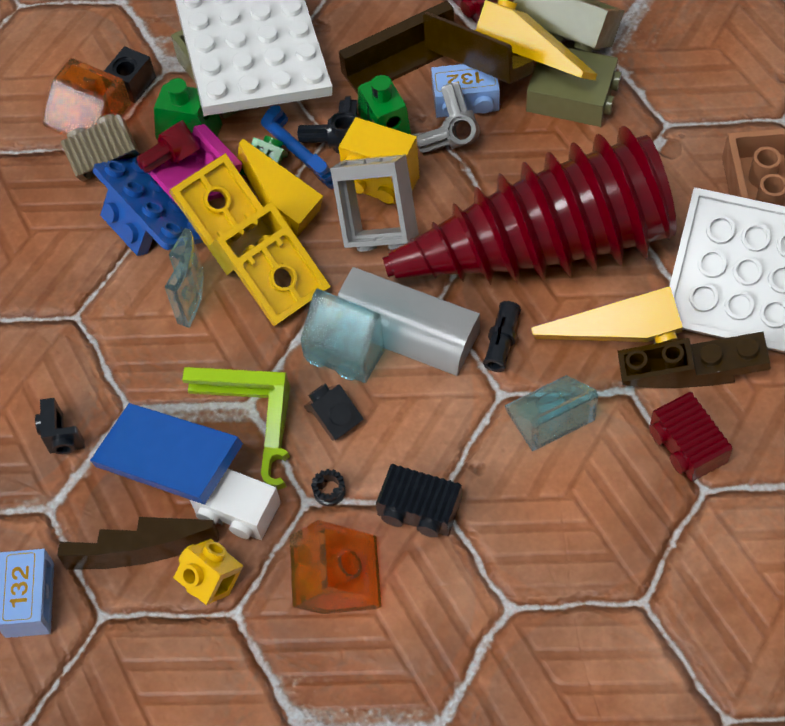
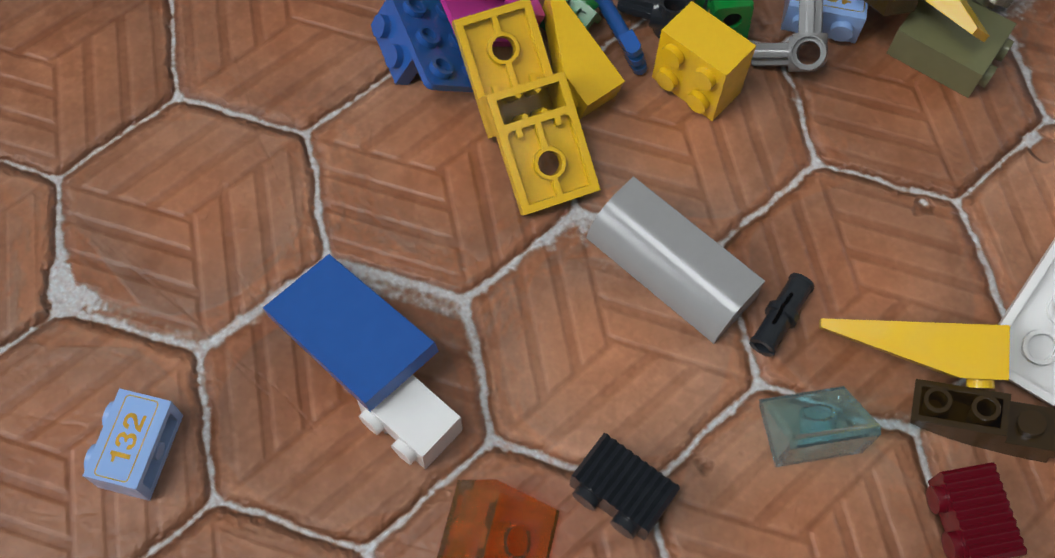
camera: 10 degrees right, 5 degrees up
(52, 431) = (232, 255): black bracket -> none
(152, 542) = (296, 431): dark brown slope -> none
(186, 282) = (439, 132): clear light blue slope -> none
(207, 571) = (348, 491): yellow brick -> none
(250, 384) = (475, 278): lime hinge -> none
(319, 483) = (513, 422): black bush -> none
(333, 410) = (557, 340): black bracket -> none
(342, 336) = (595, 256): clear light blue slope -> none
(343, 179) = (693, 67): light grey window -> none
(553, 217) = (910, 192): dark red cone -> none

